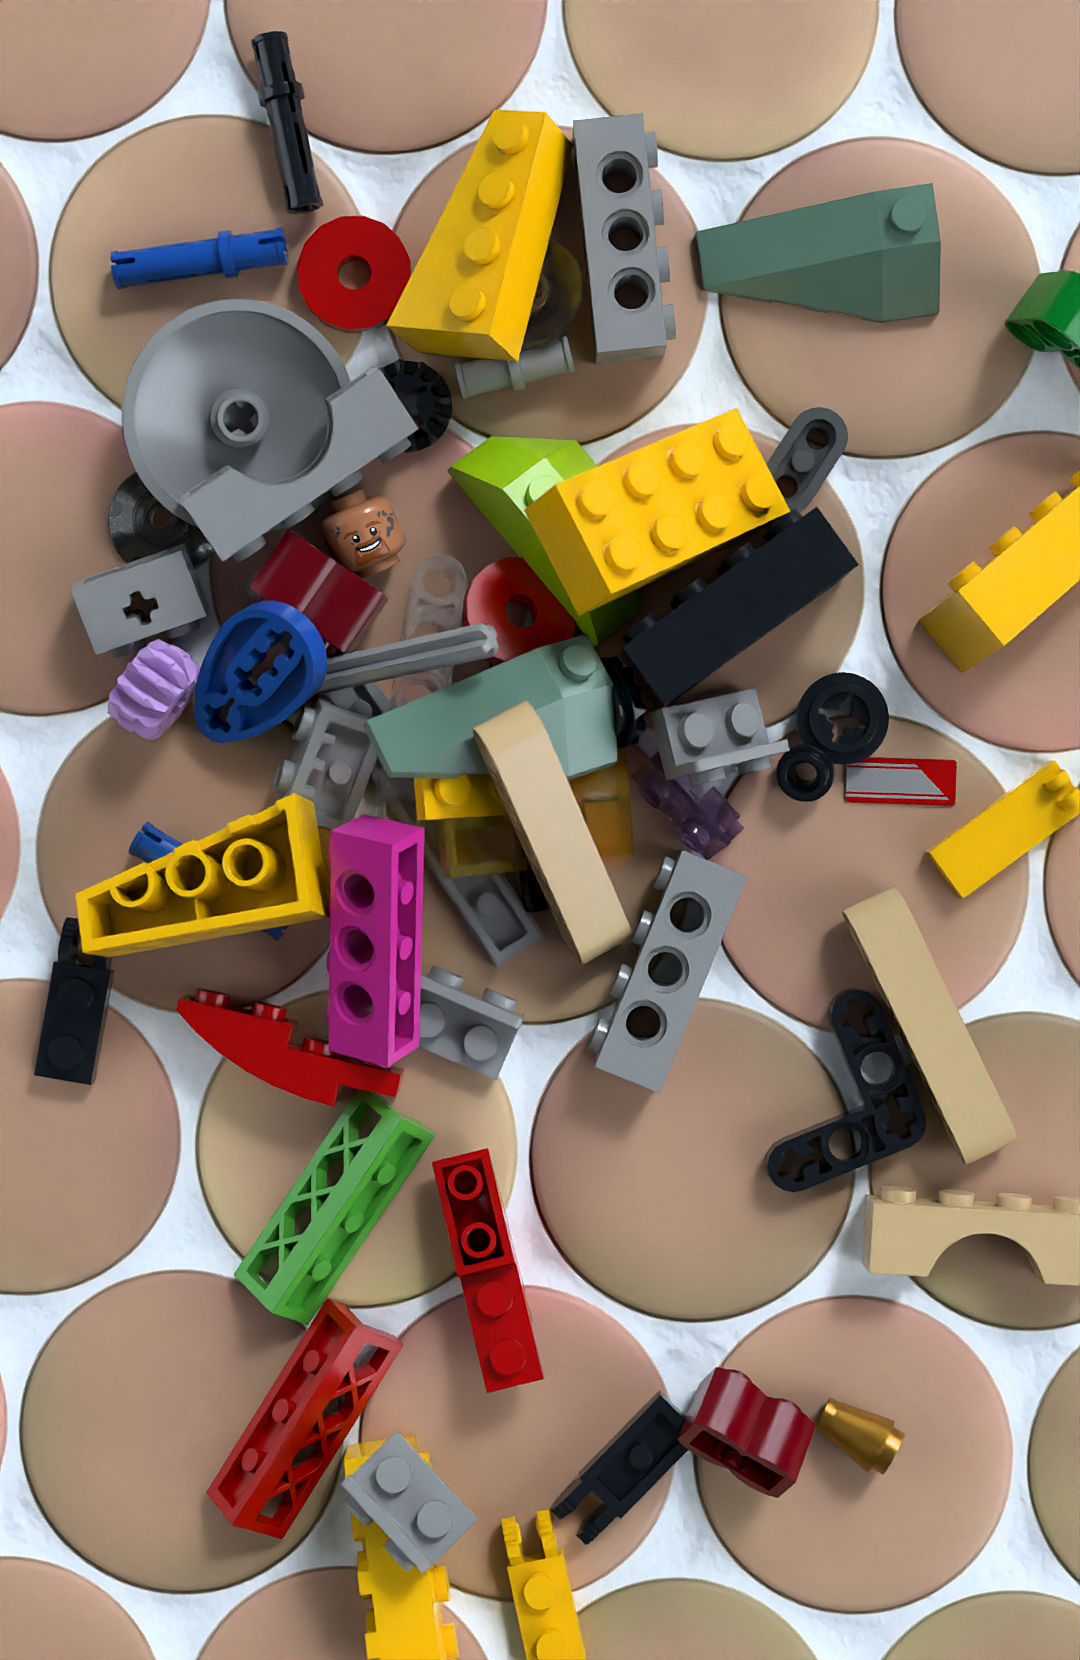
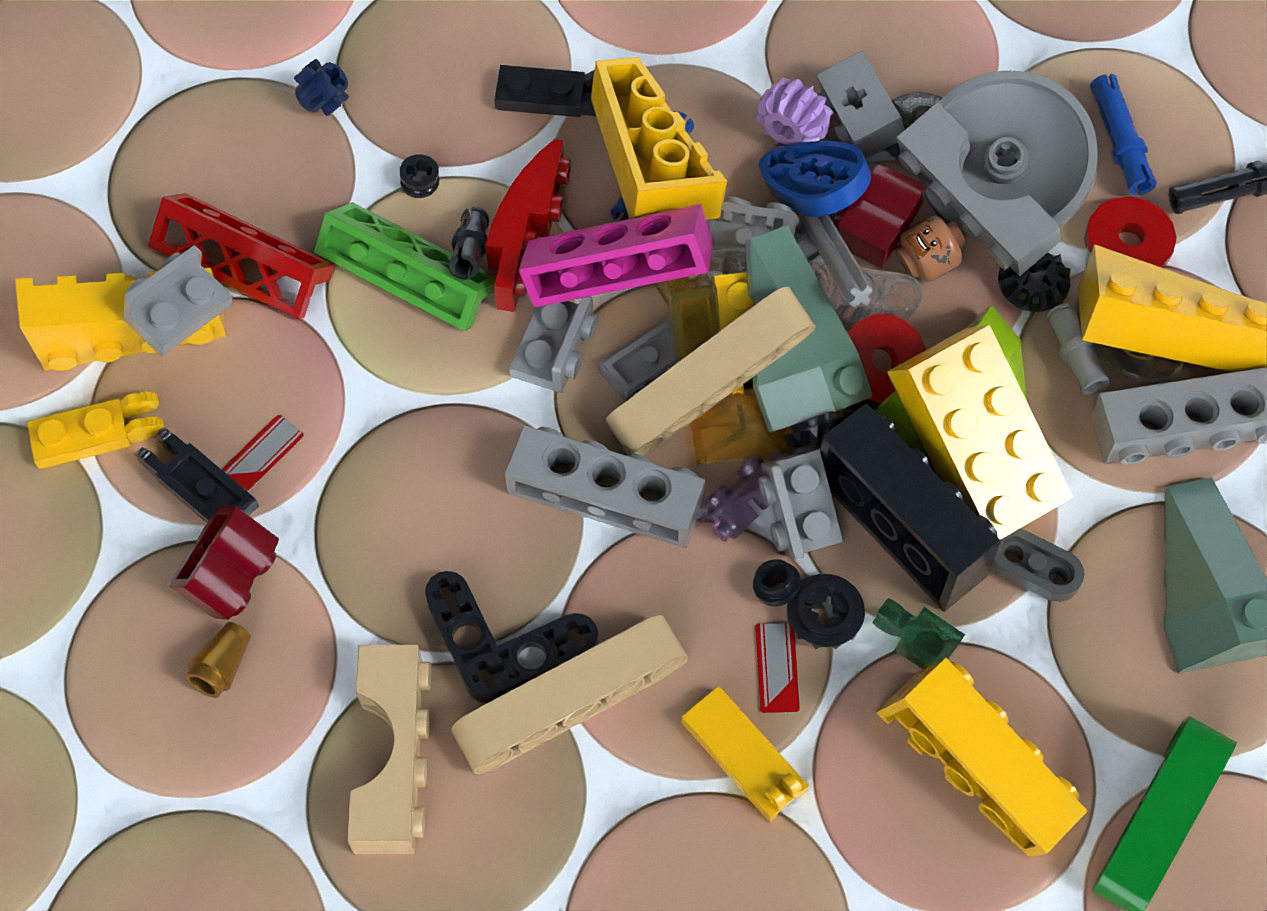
camera: 85 degrees right, 25 degrees down
(60, 1316) = (321, 87): none -> dark blue gear
(183, 1196) = (428, 183): none -> black bush
(320, 1125) = (469, 243): none -> black pin
(488, 1270) = (366, 370): red slope -> none
(586, 1388) = (263, 452): none -> sticker
(887, 607) = (923, 637): none -> clear green plate

